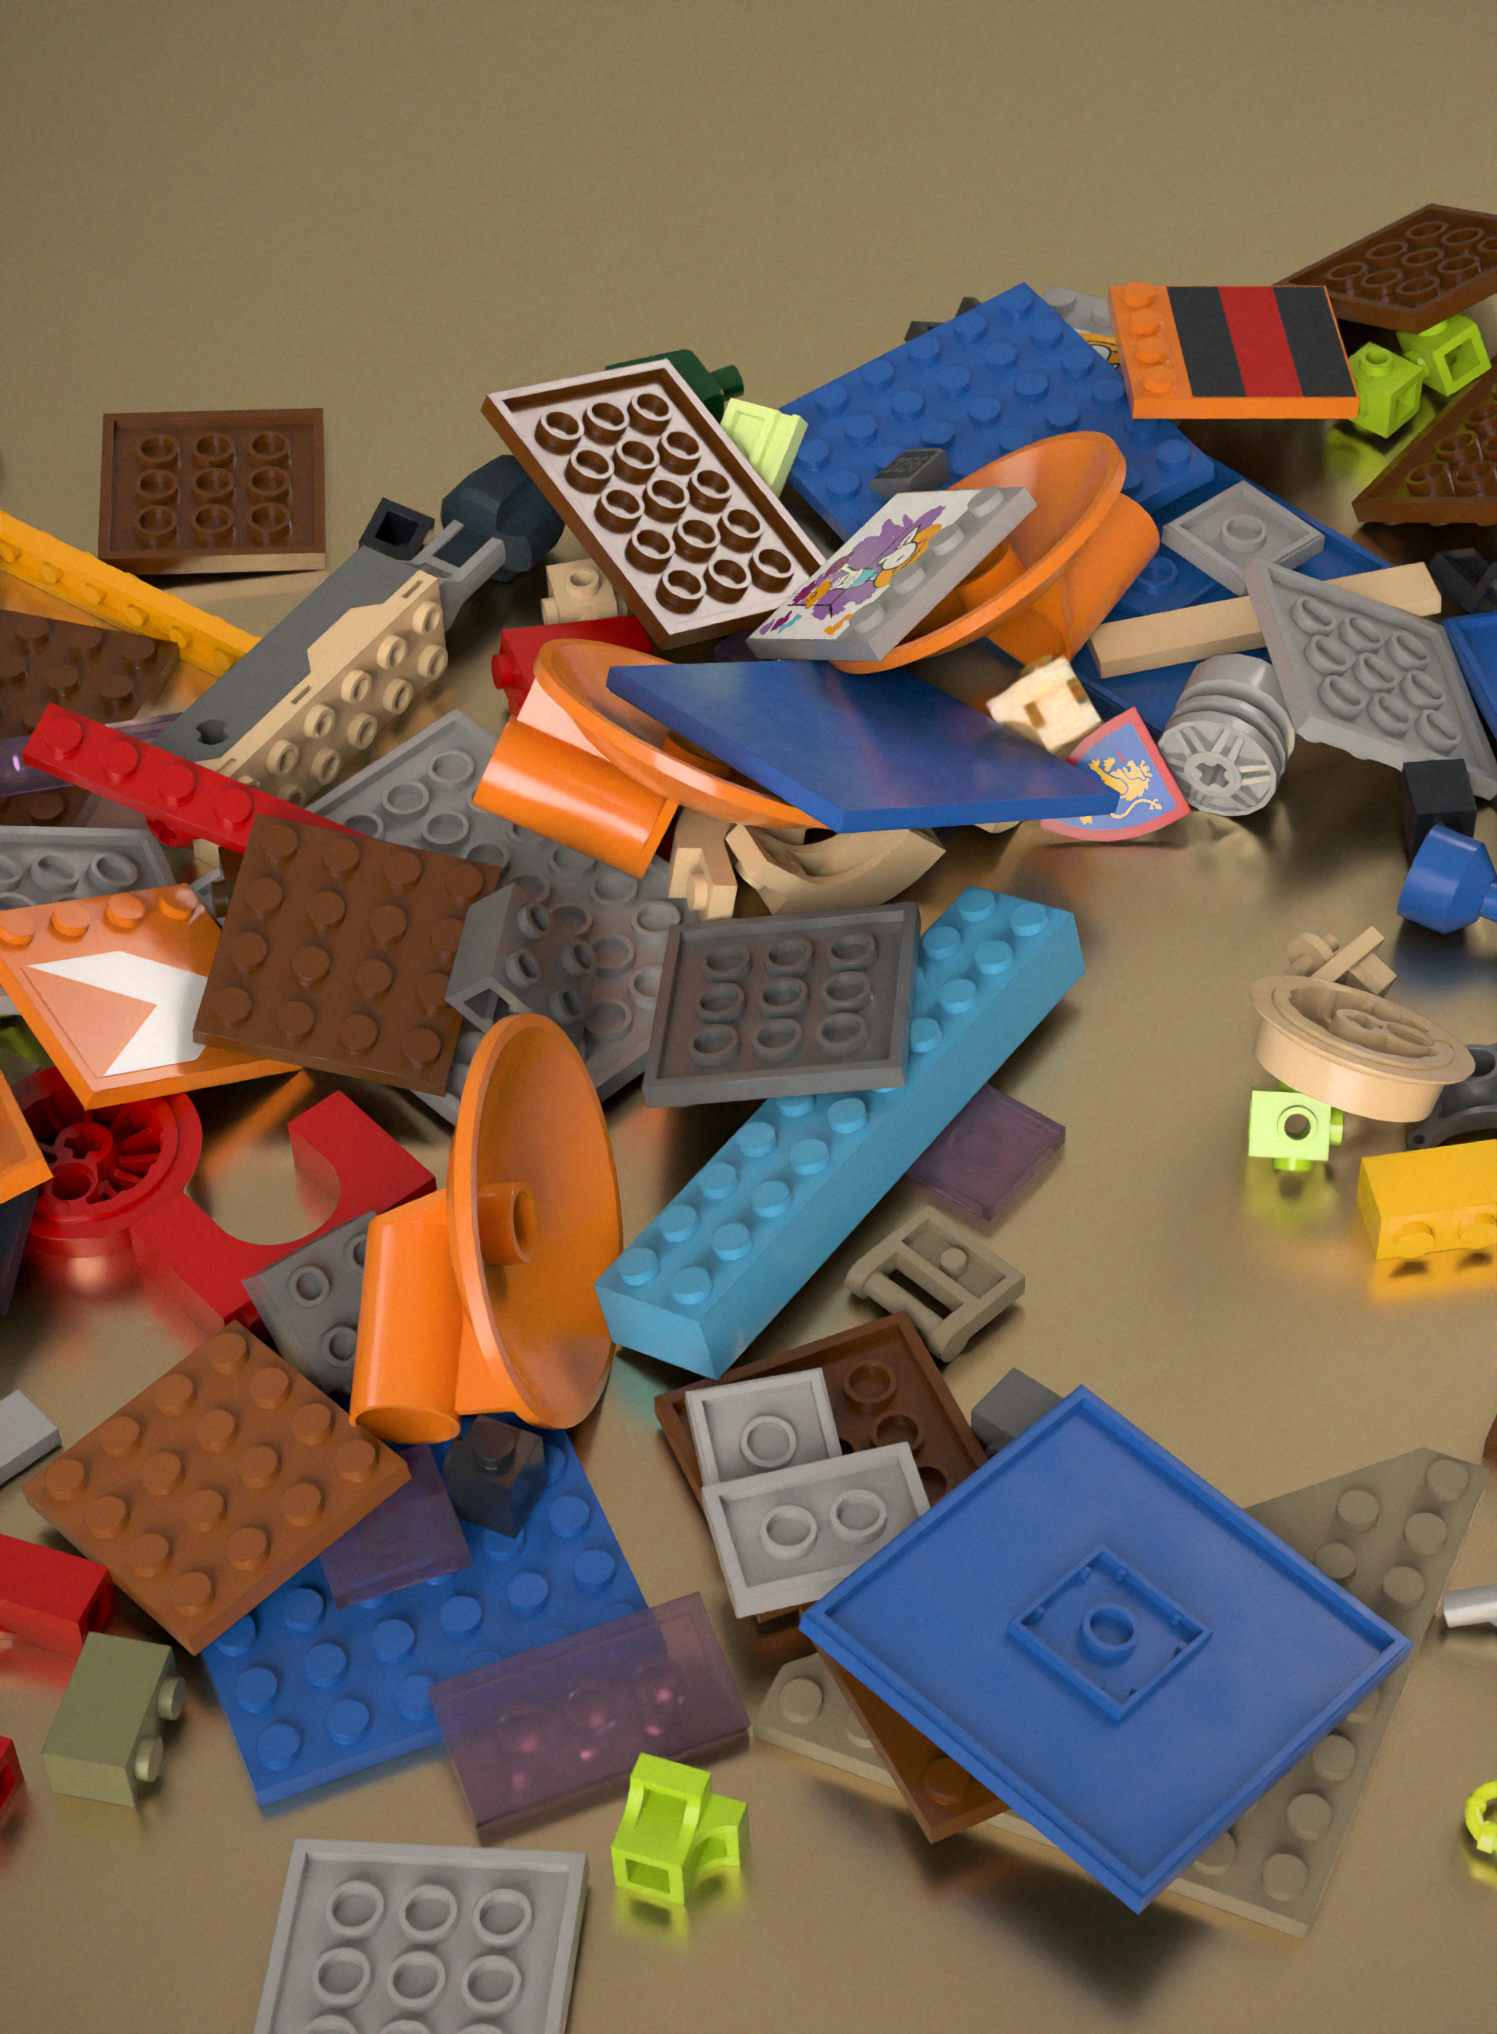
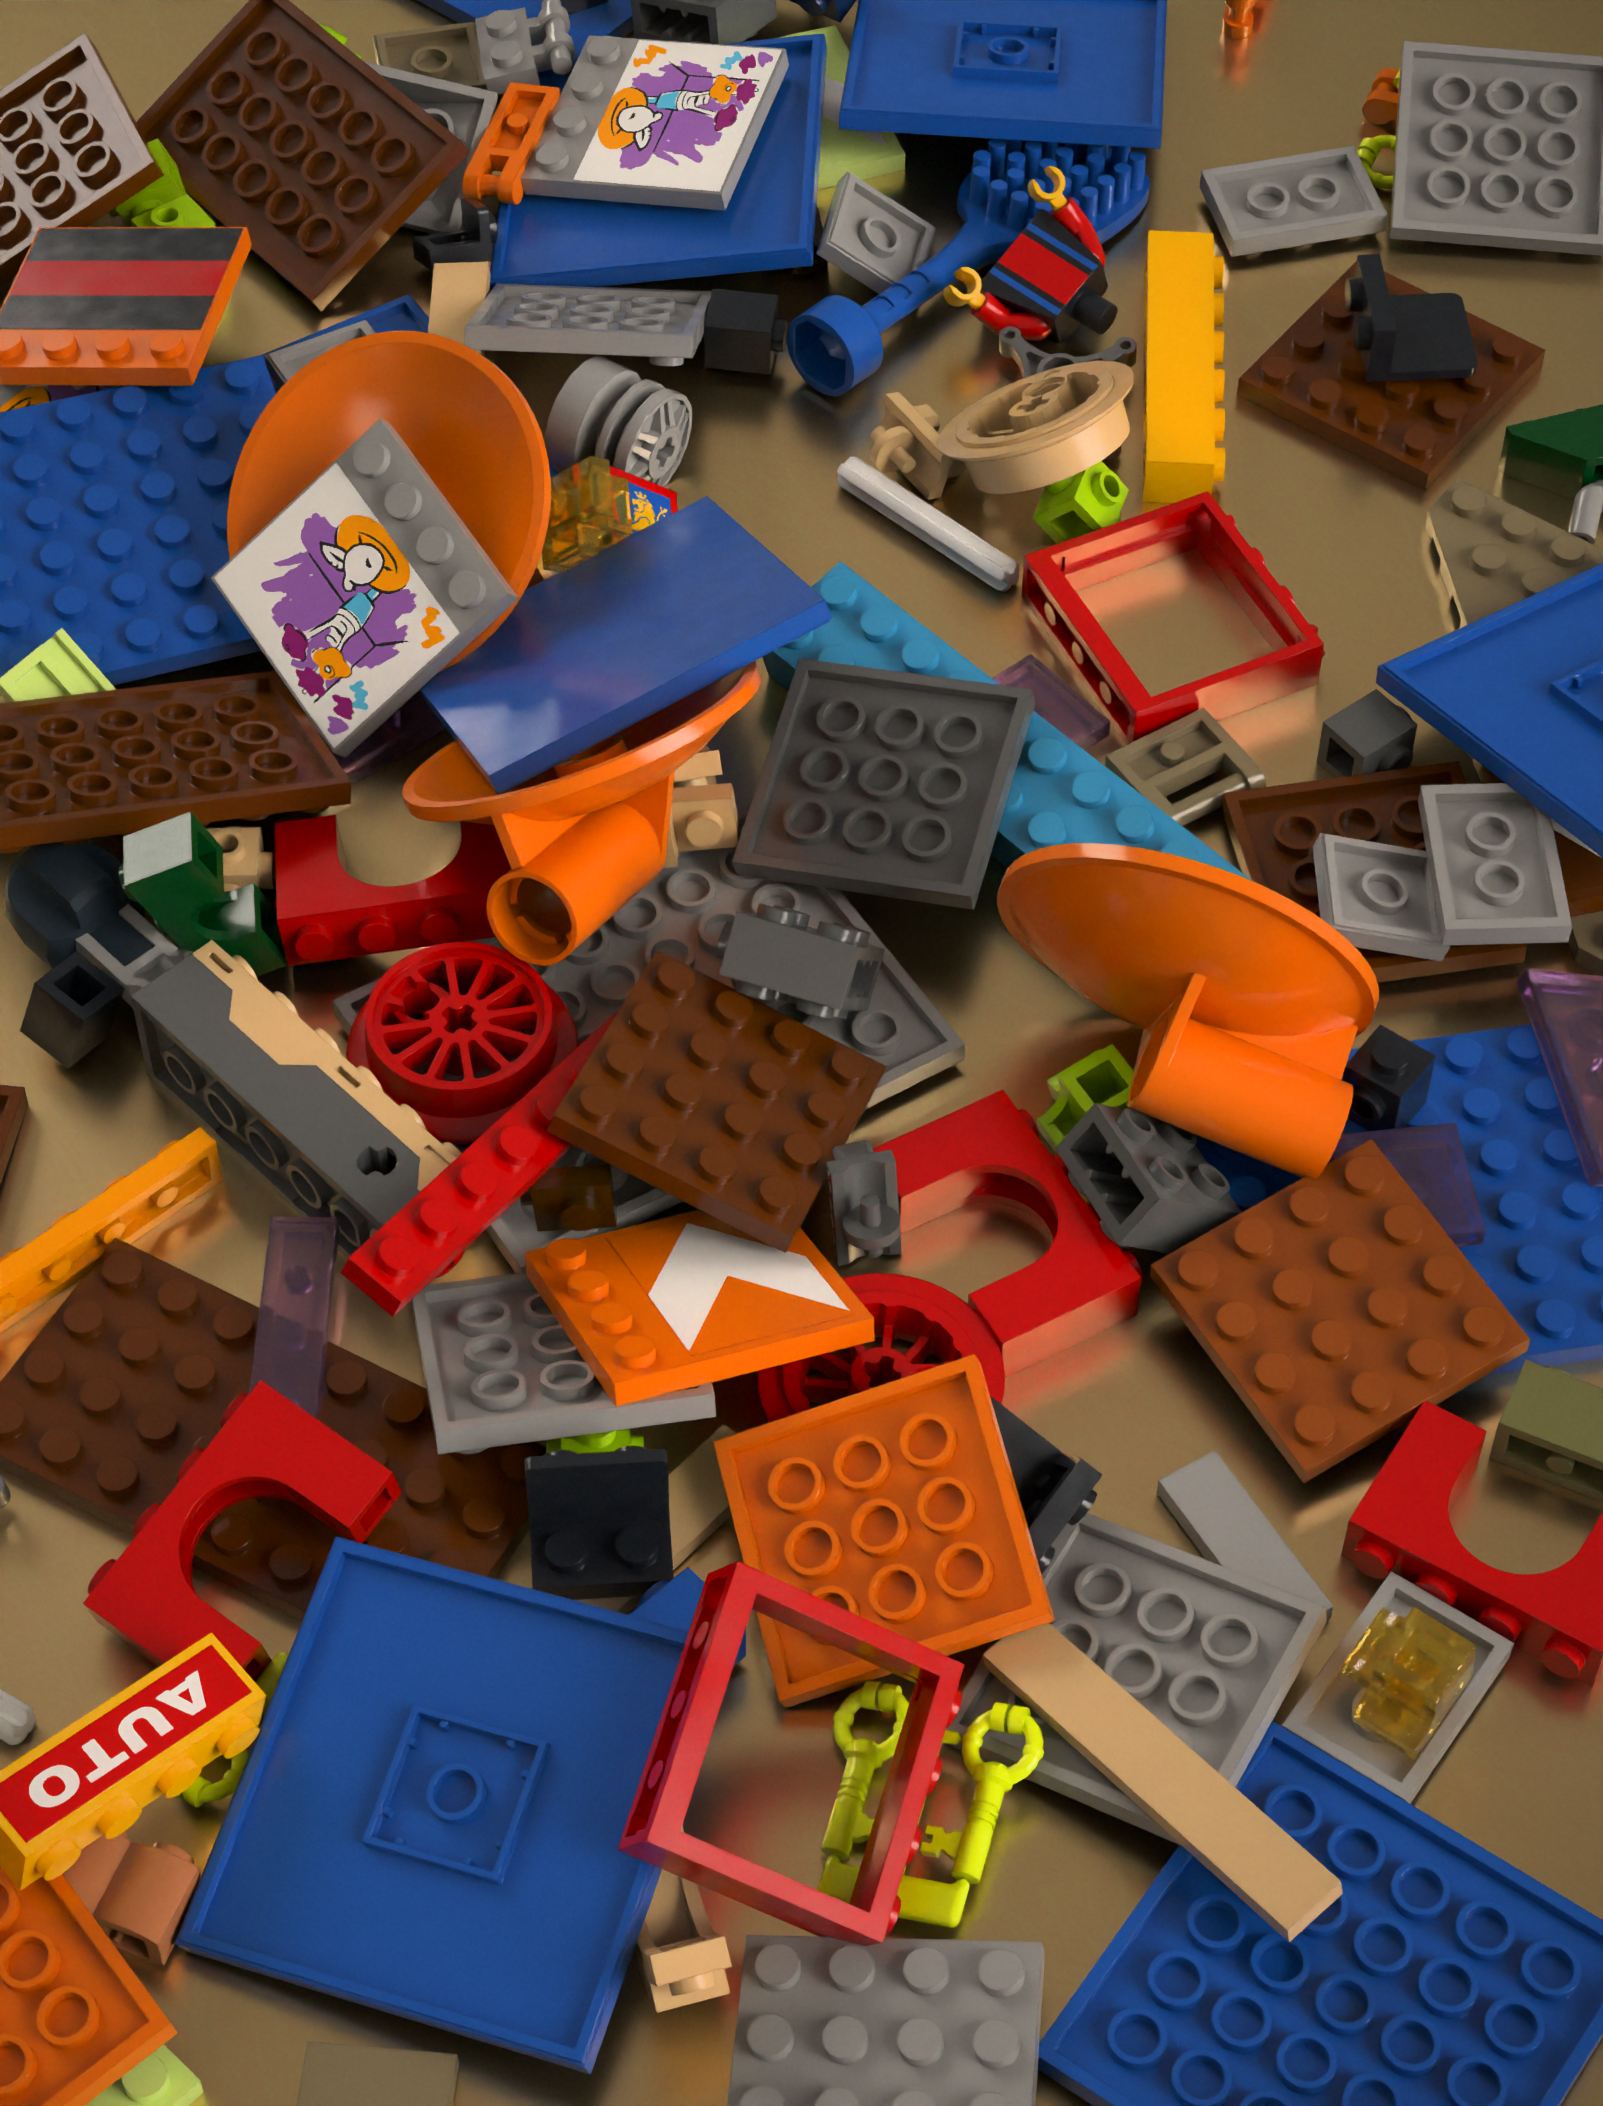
camera: 80 degrees left, 5 degrees up
(274, 1096) = (863, 1202): none -> dark grey hips
(410, 763) = (461, 1035): none -> red piece
(491, 550) = (180, 882): none -> dark green arch
(912, 472) = (178, 567): dark grey slope -> none
(1105, 1156) = (1196, 522): none -> red window
(1226, 1026) = (928, 524): none -> white axle

